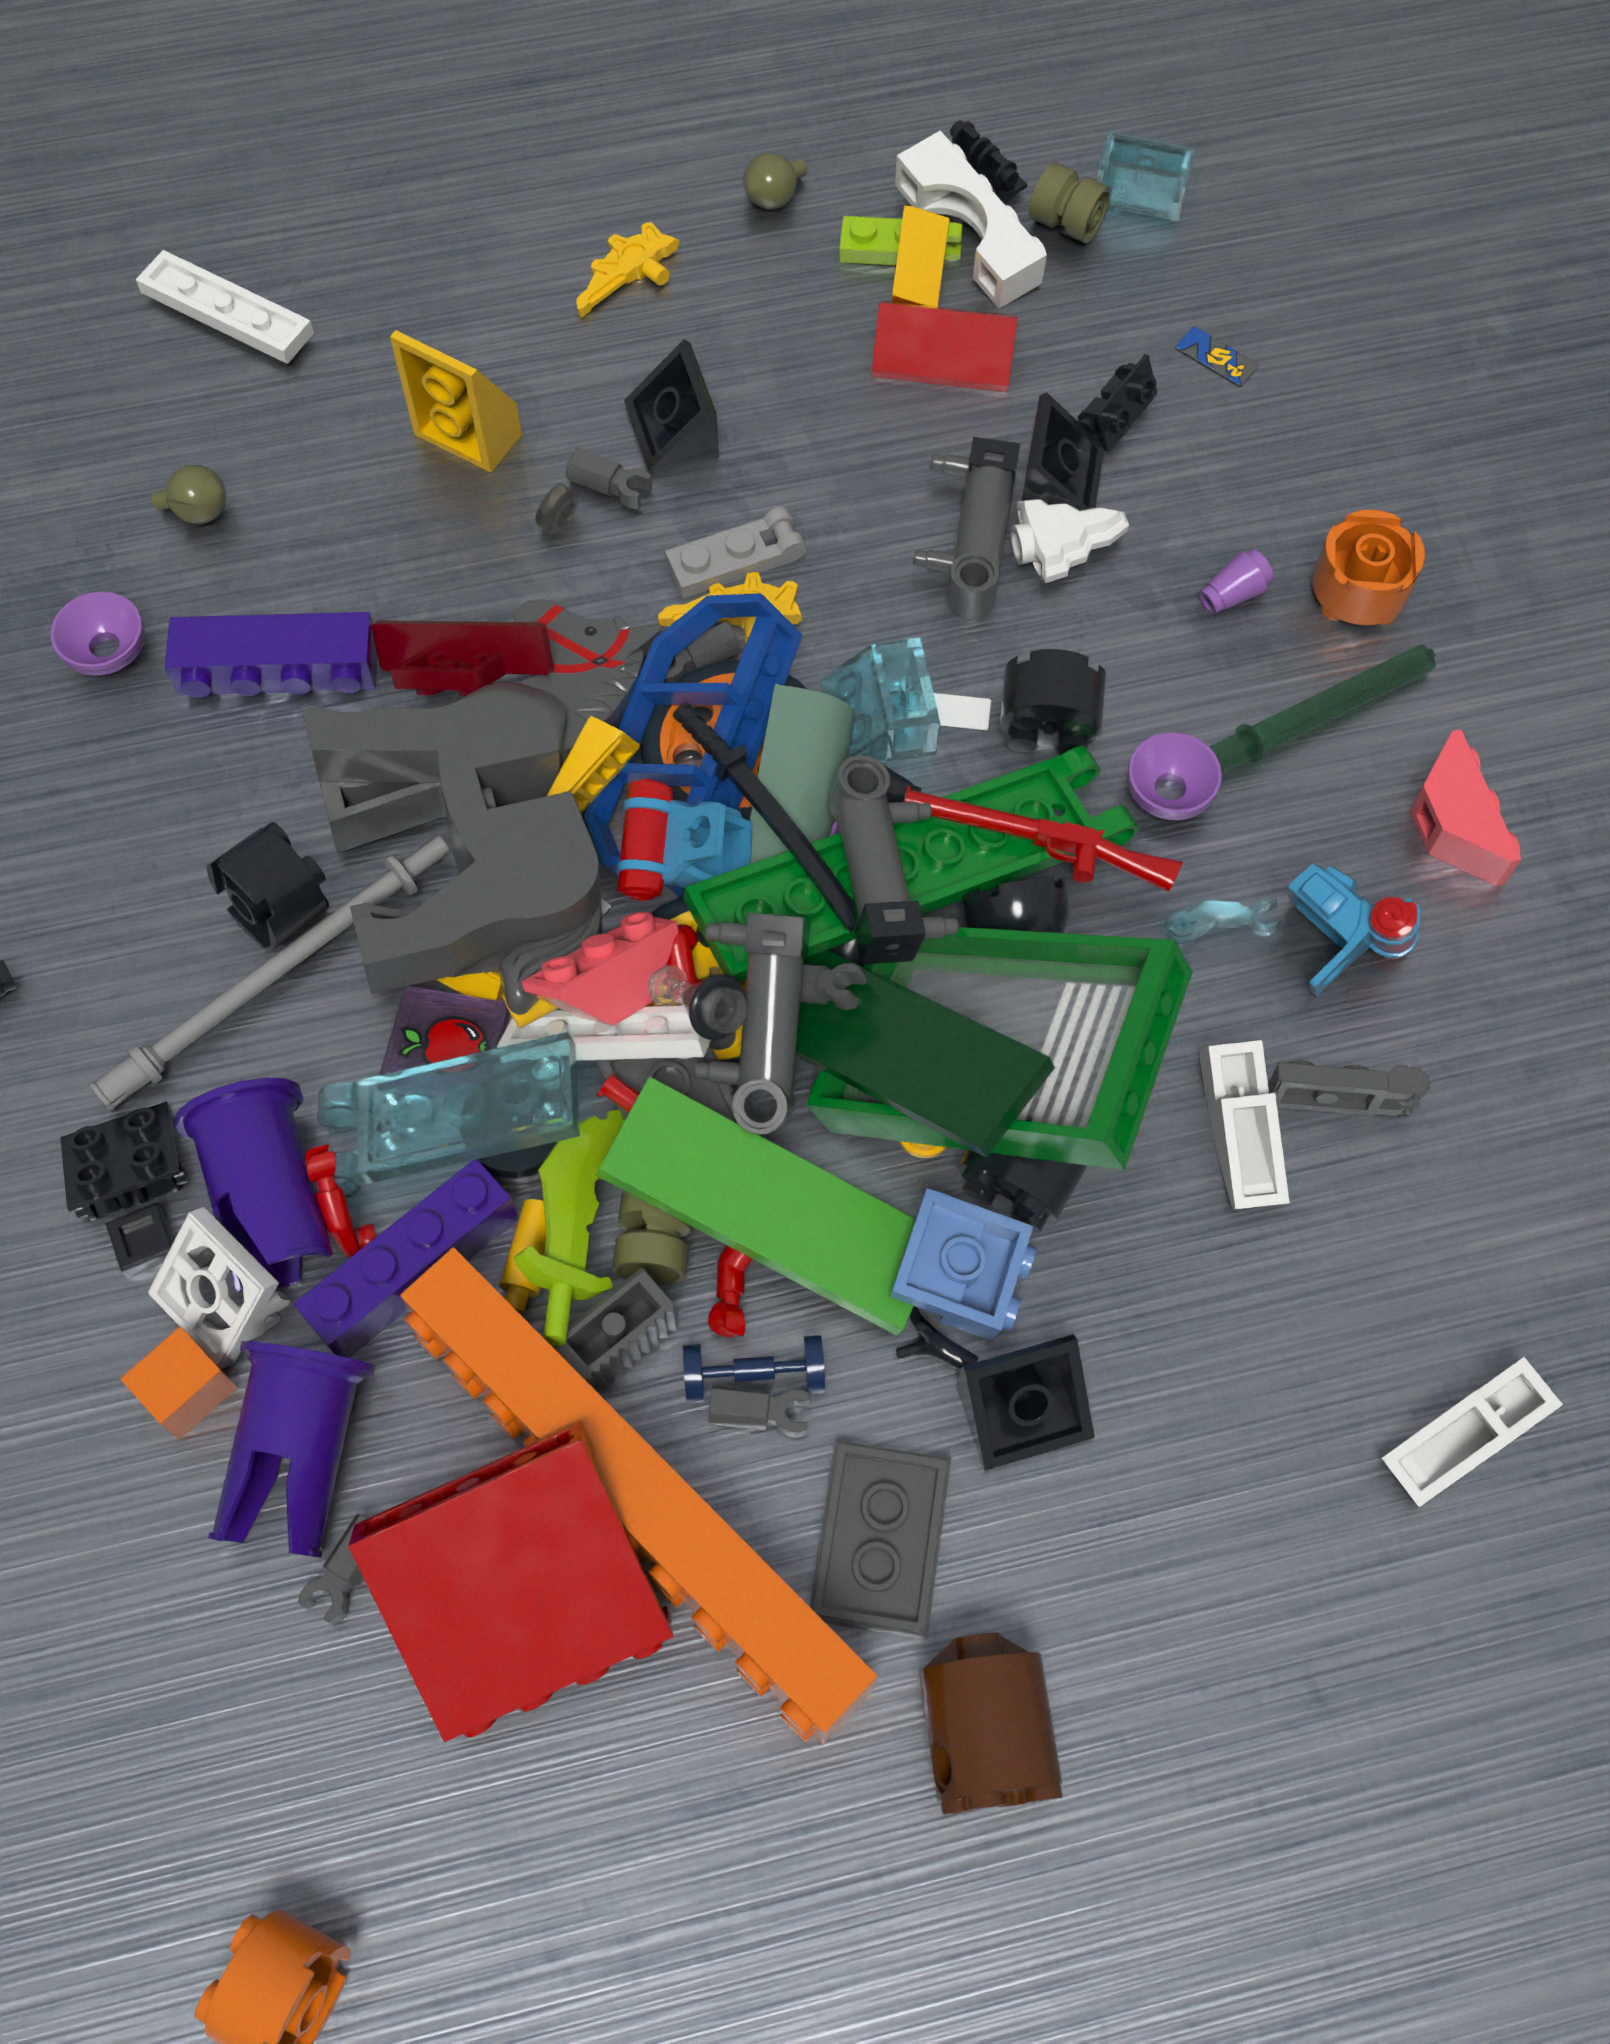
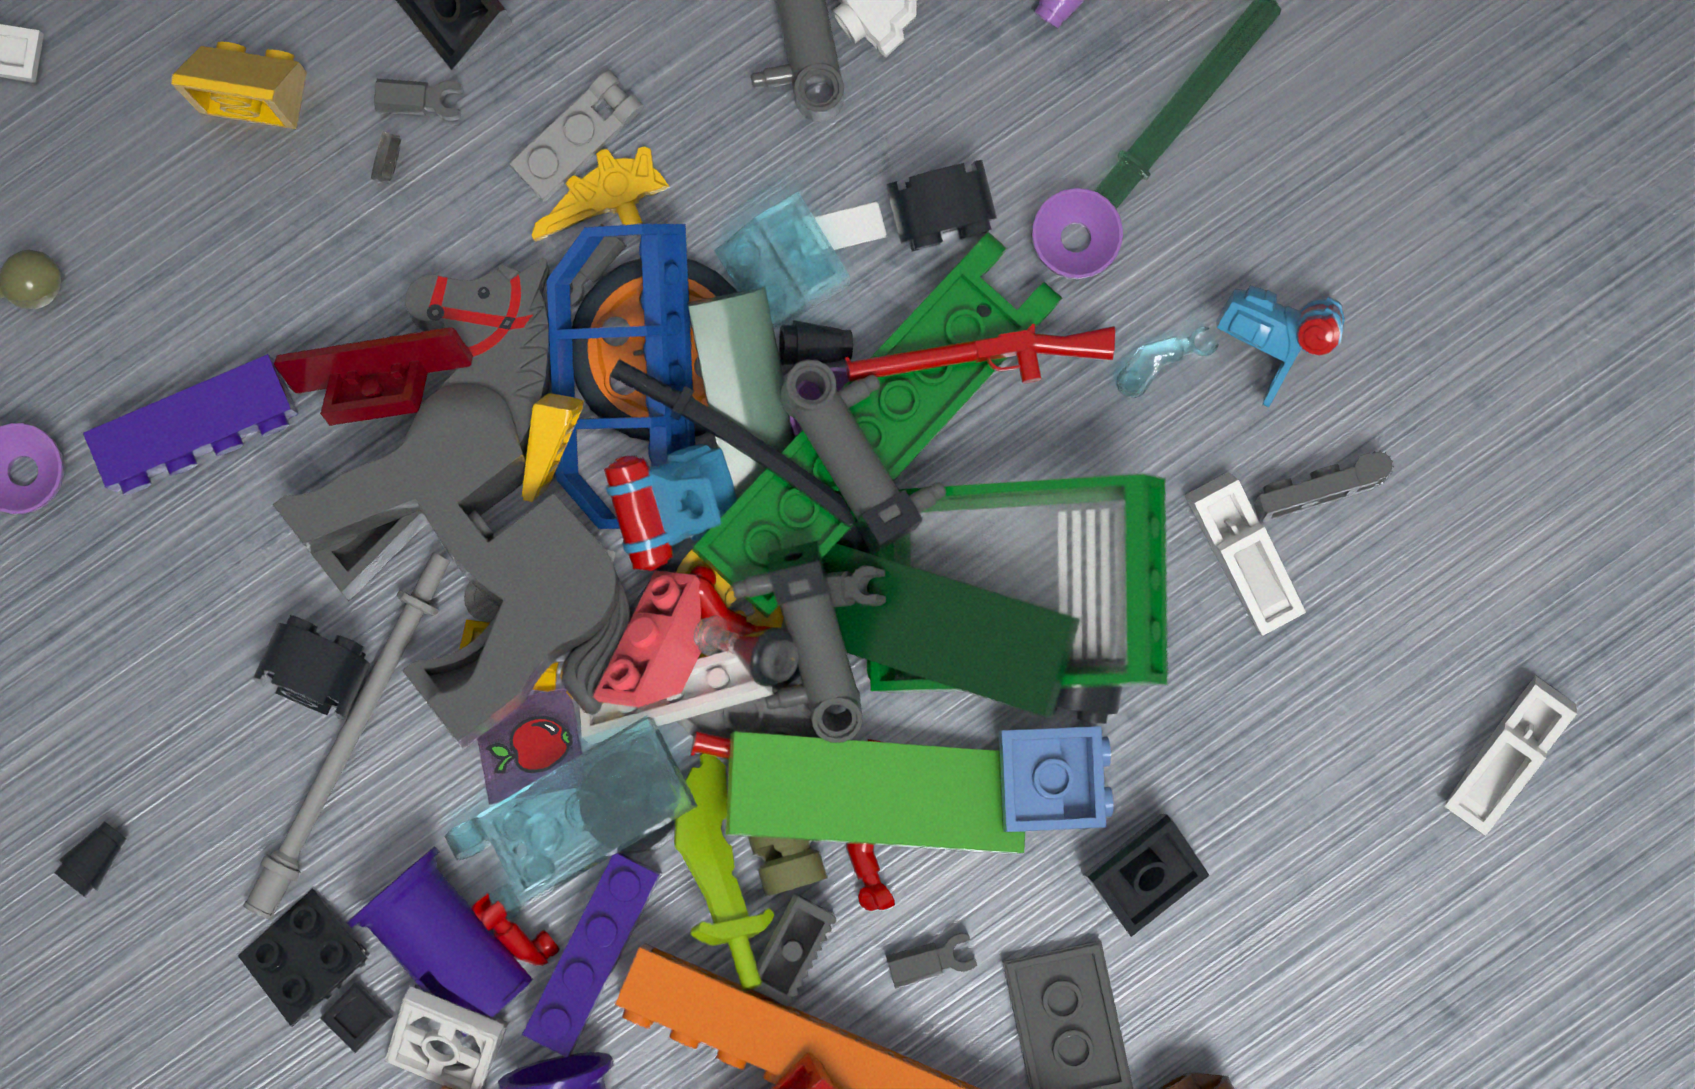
camera: 20 degrees left, 20 degrees up
(528, 1232) = (686, 906): yellow cylinder -> none
(753, 1369) = (914, 931): dark blue wheel -> none
(935, 1345) = (1053, 849): black bar -> none
(1019, 906) = (986, 438): black cylinder -> none
(1463, 817) = (1347, 169): coral slope -> none

